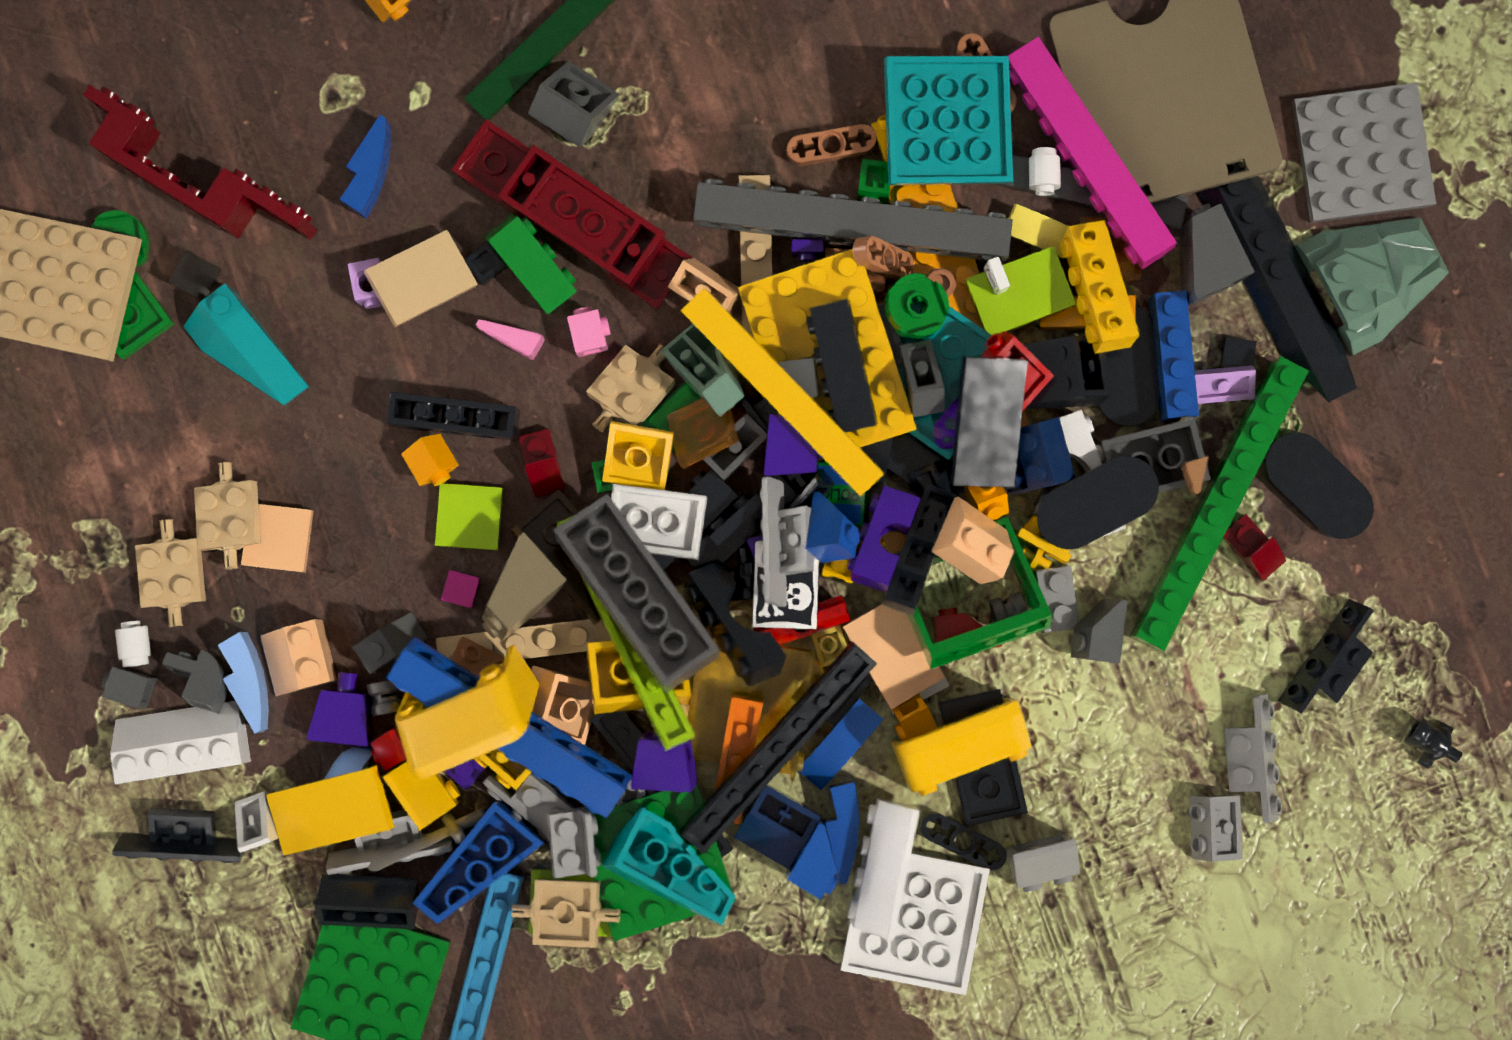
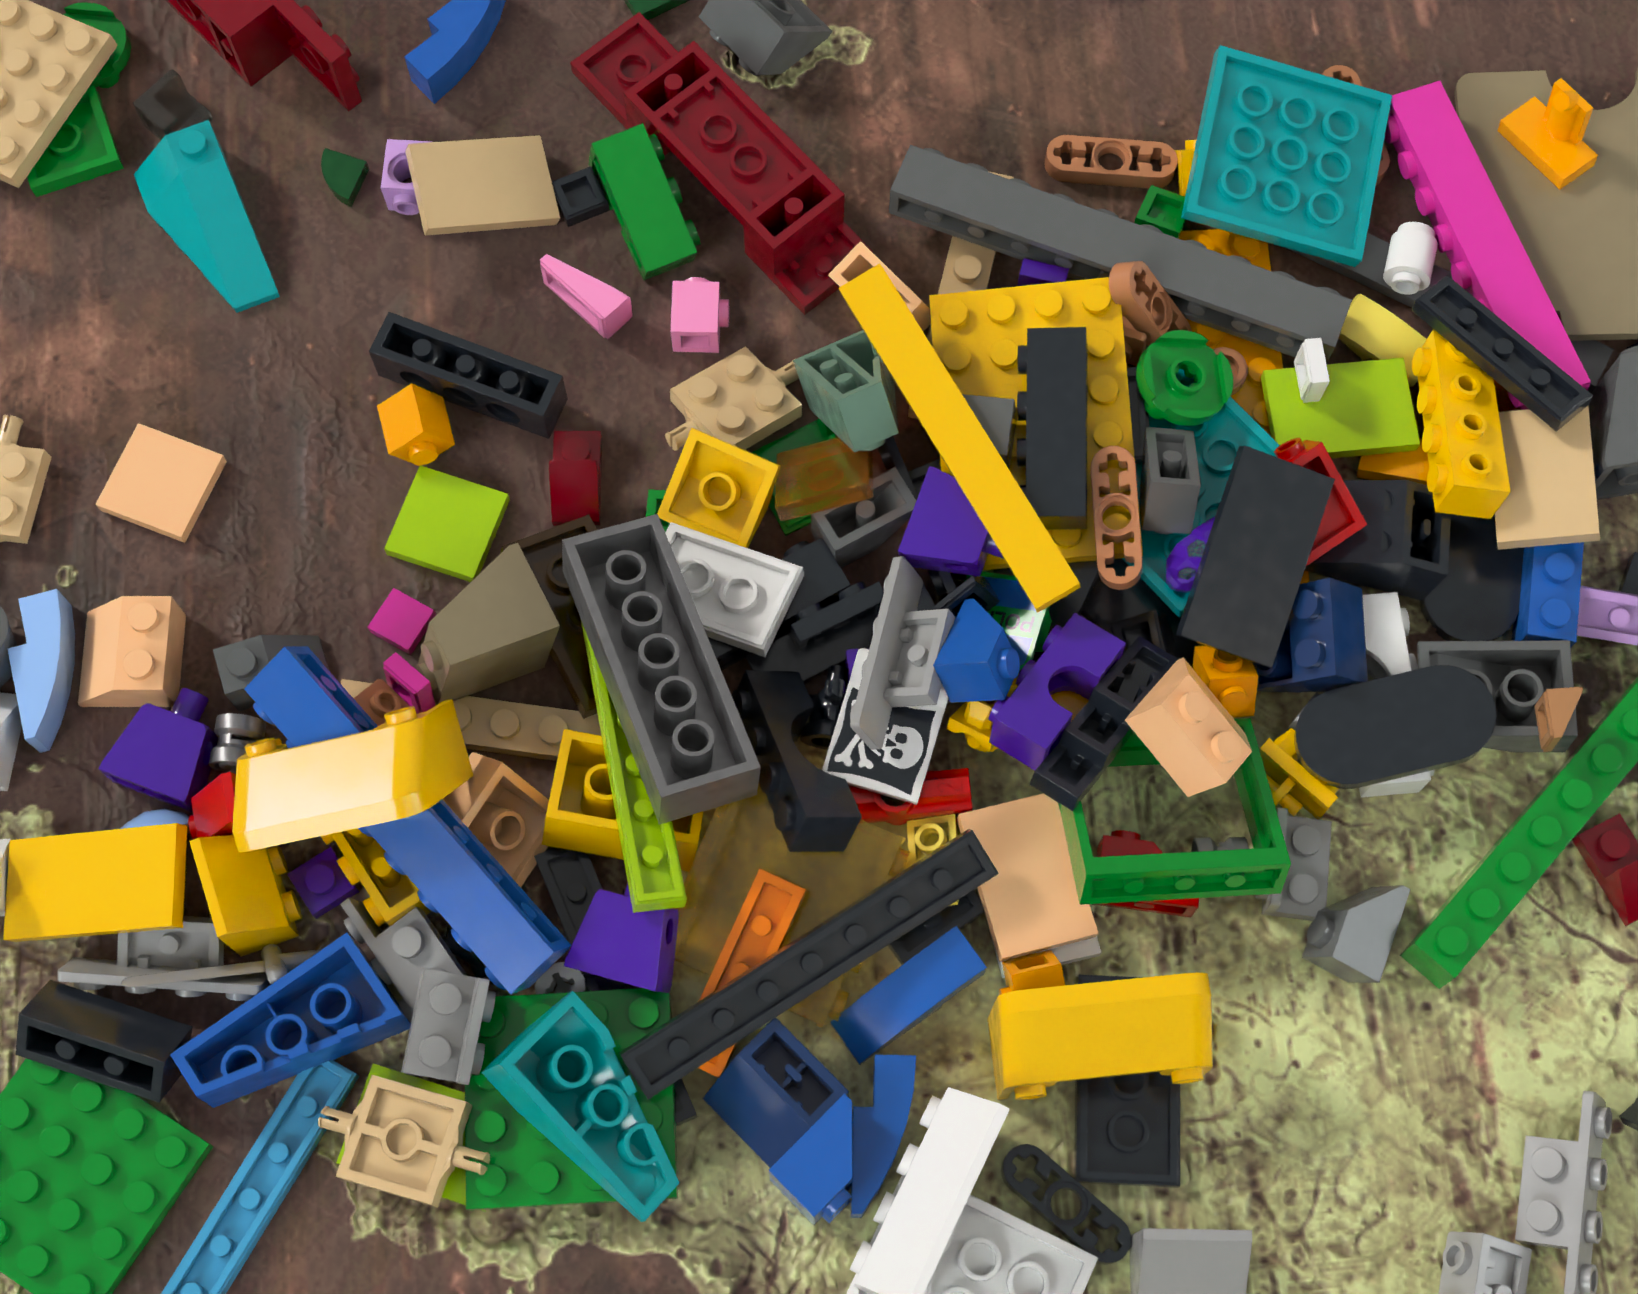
camera: 15 degrees right, 15 degrees down
(227, 515) = (100, 432): tan plate -> none
(323, 290) = (343, 175): none -> dark green tile
(481, 636) = (408, 683): none -> dark pink tile
(881, 394) = (1101, 484): none -> nougat beam
(1115, 236) = (1502, 353): none -> black tile
(1119, 56) = (1552, 134): none -> light orange piece
(1161, 311) = (1548, 481): none -> tan tile

